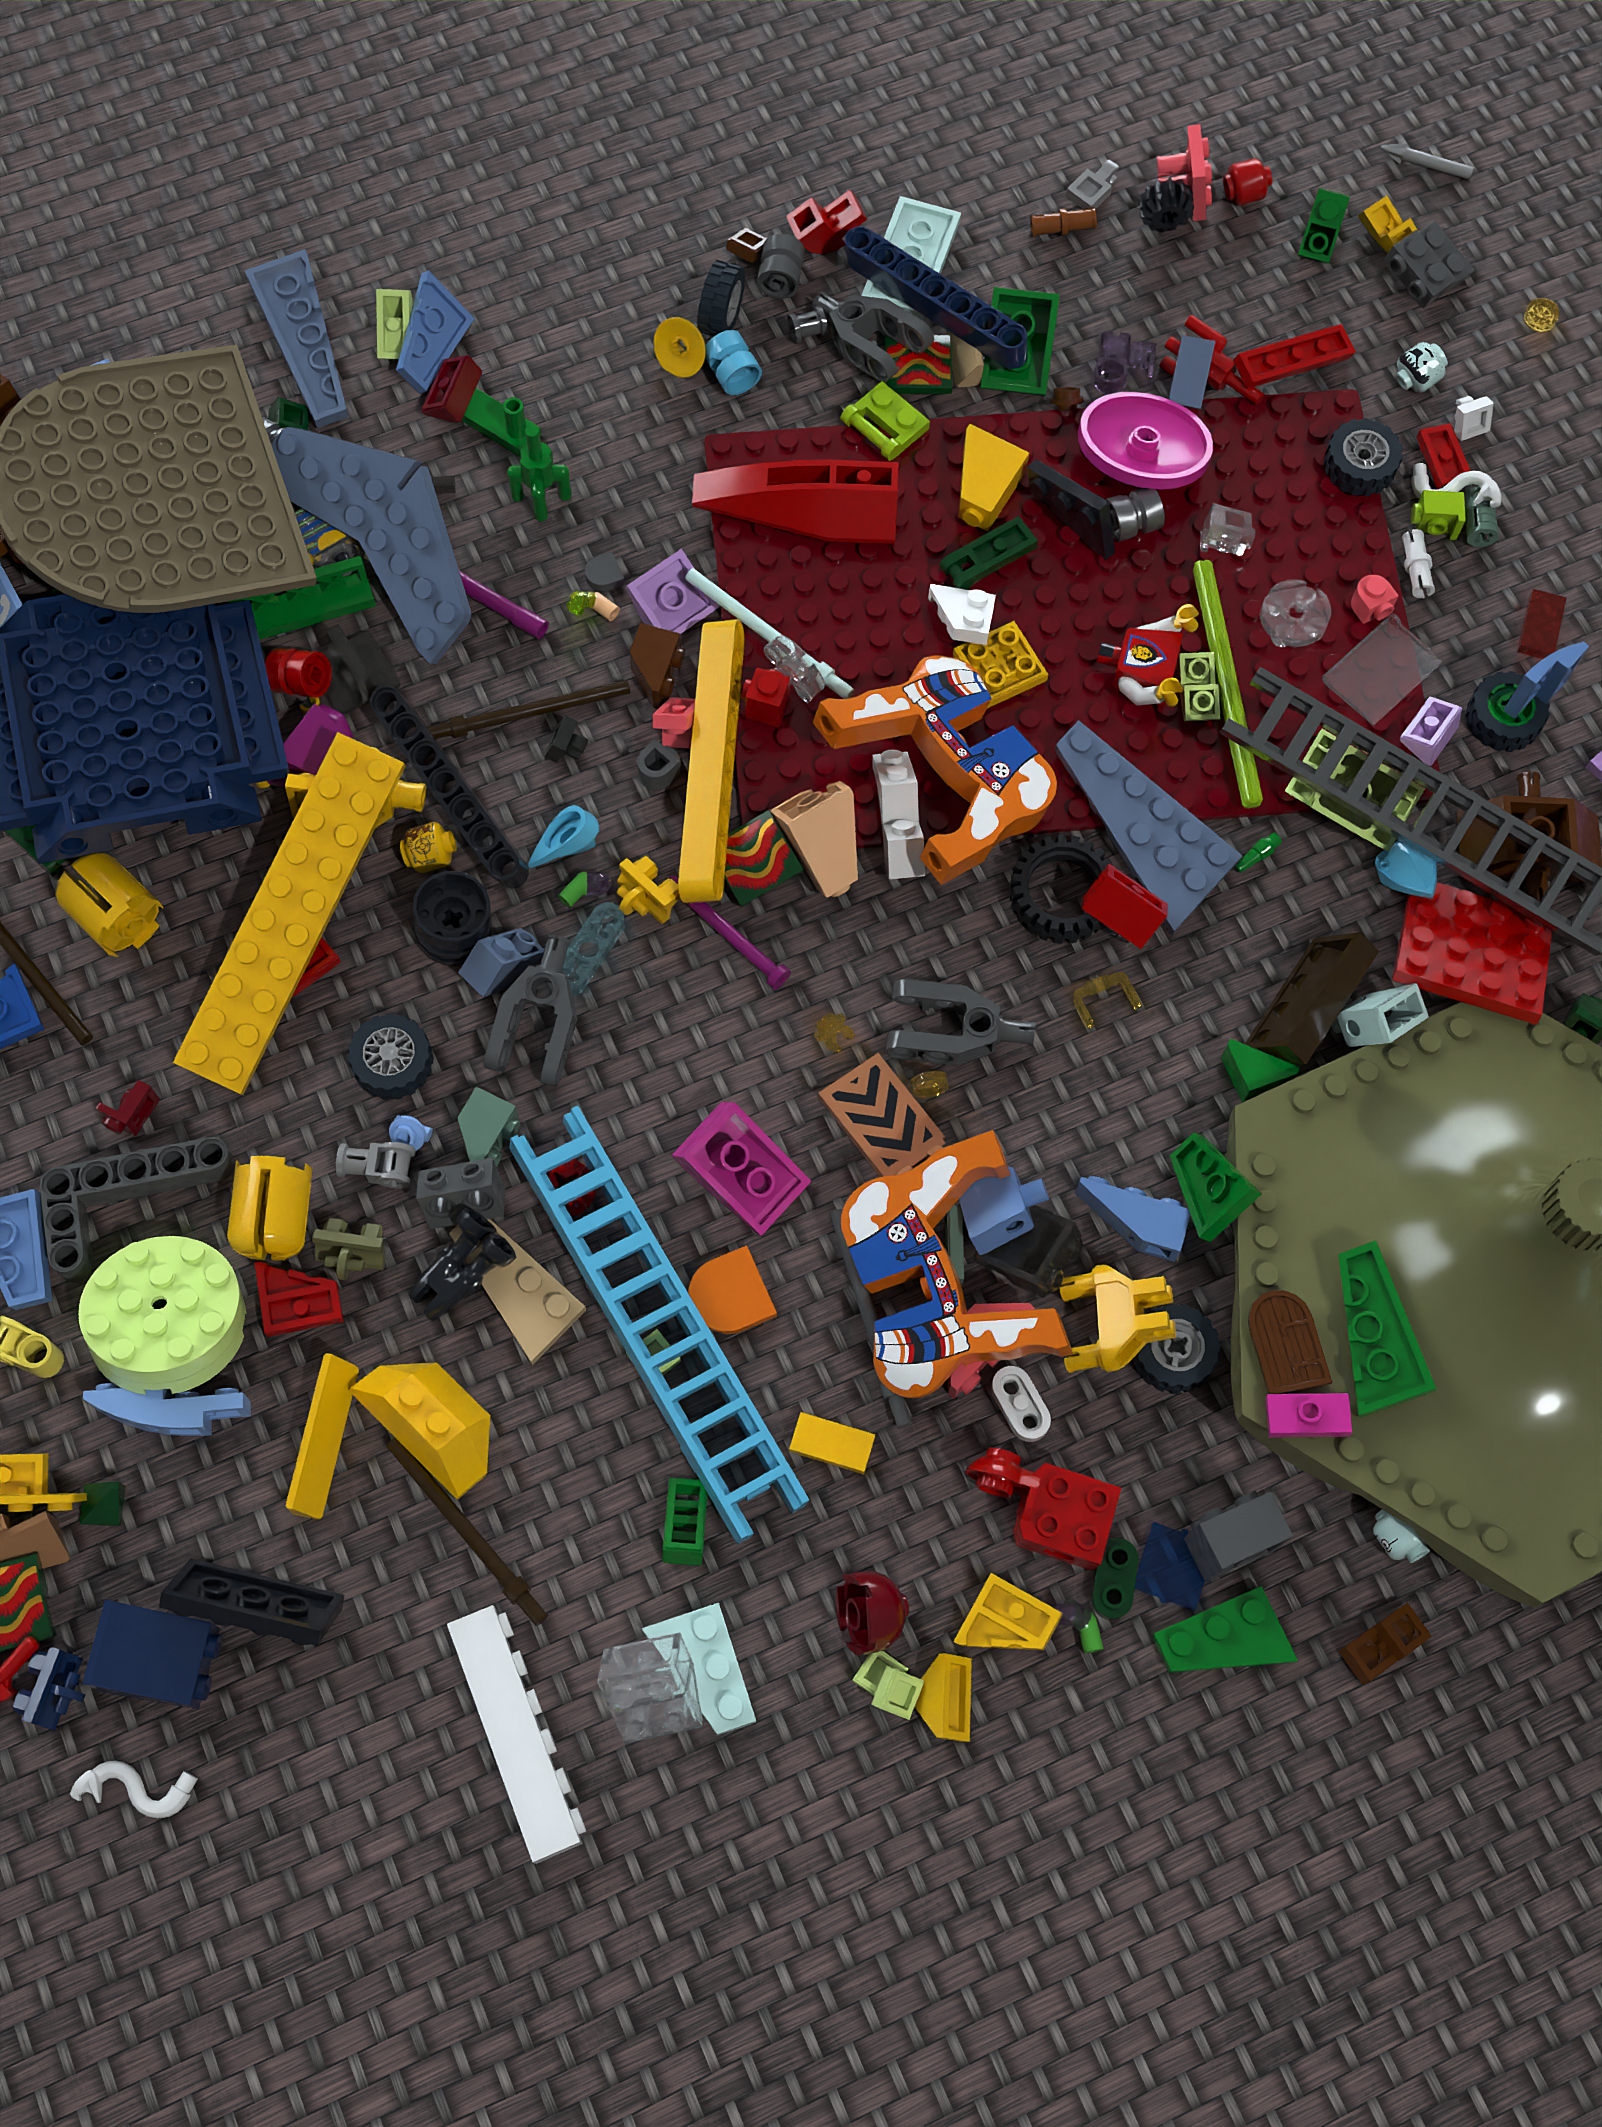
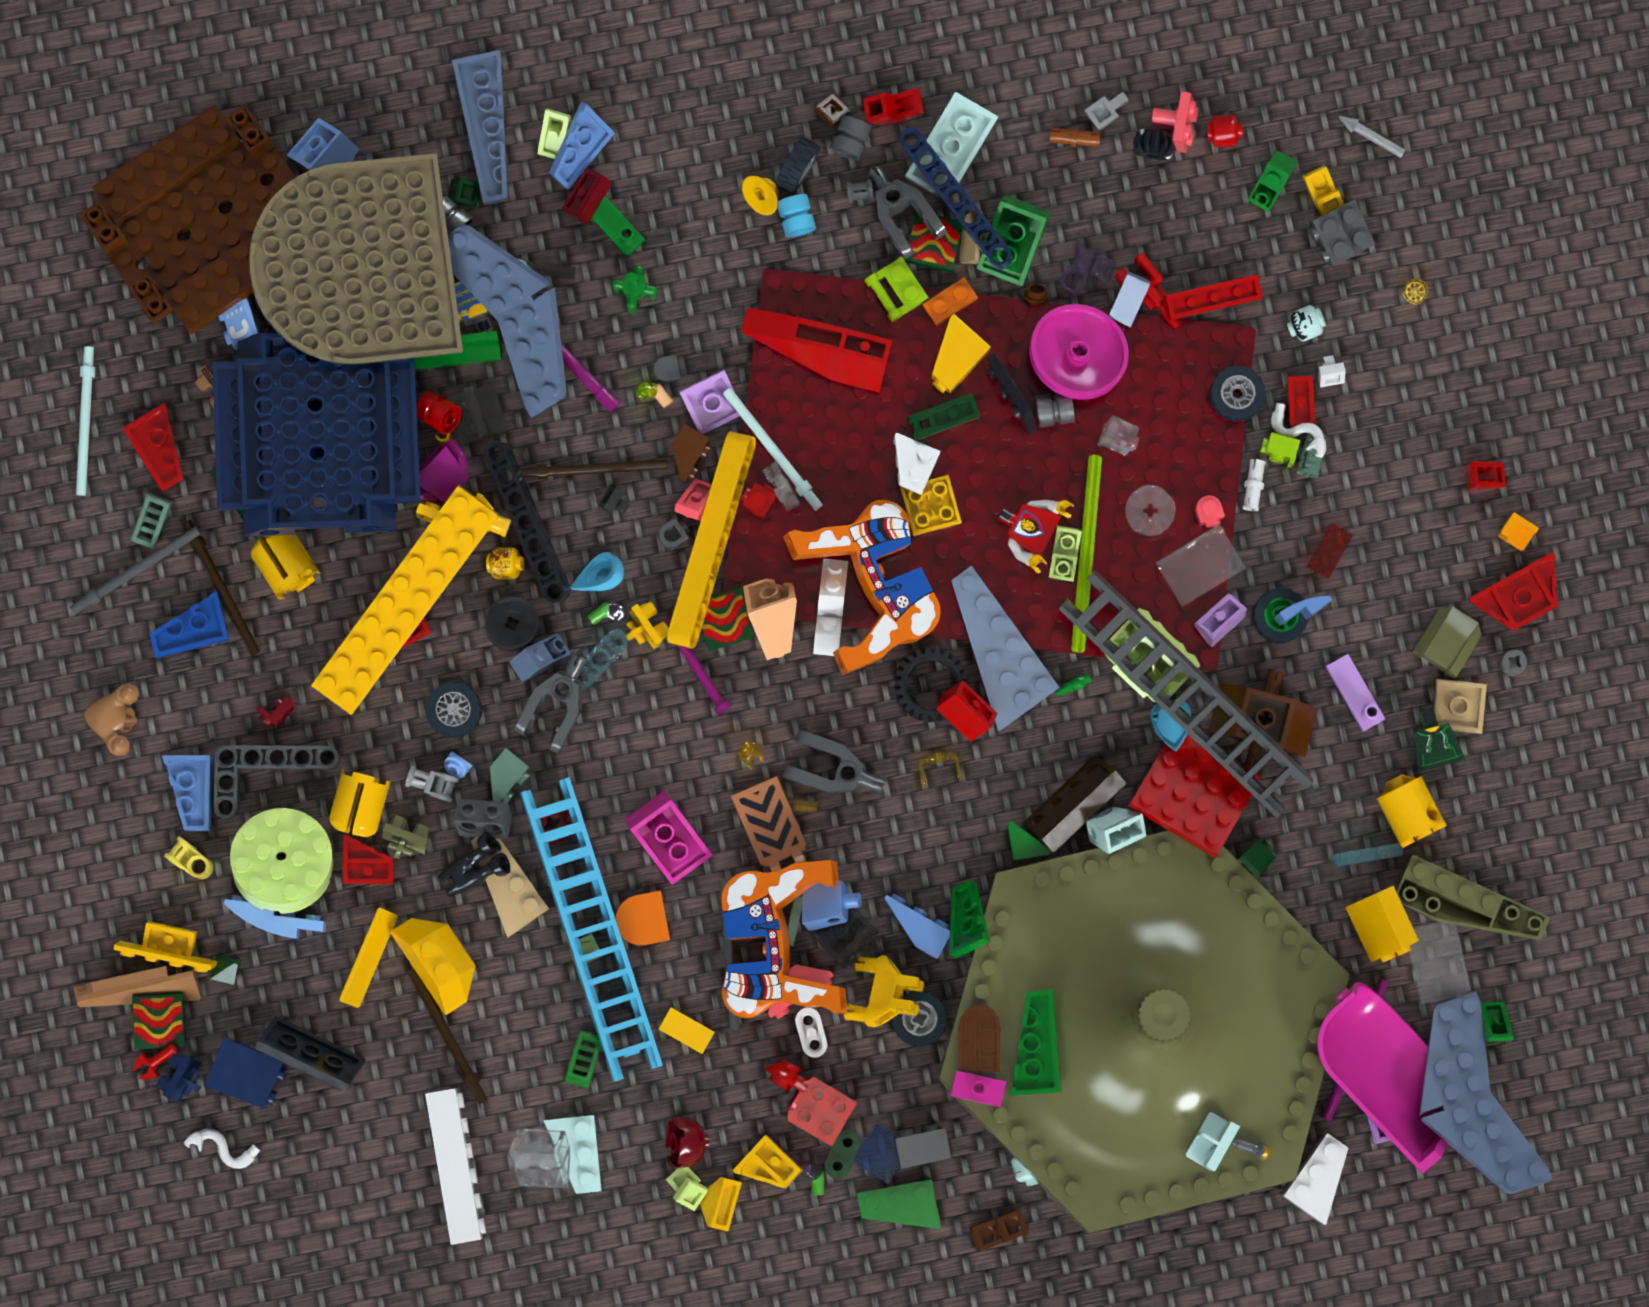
camera: 15 degrees right, 15 degrees up
(949, 429) = (950, 301): none -> orange plate

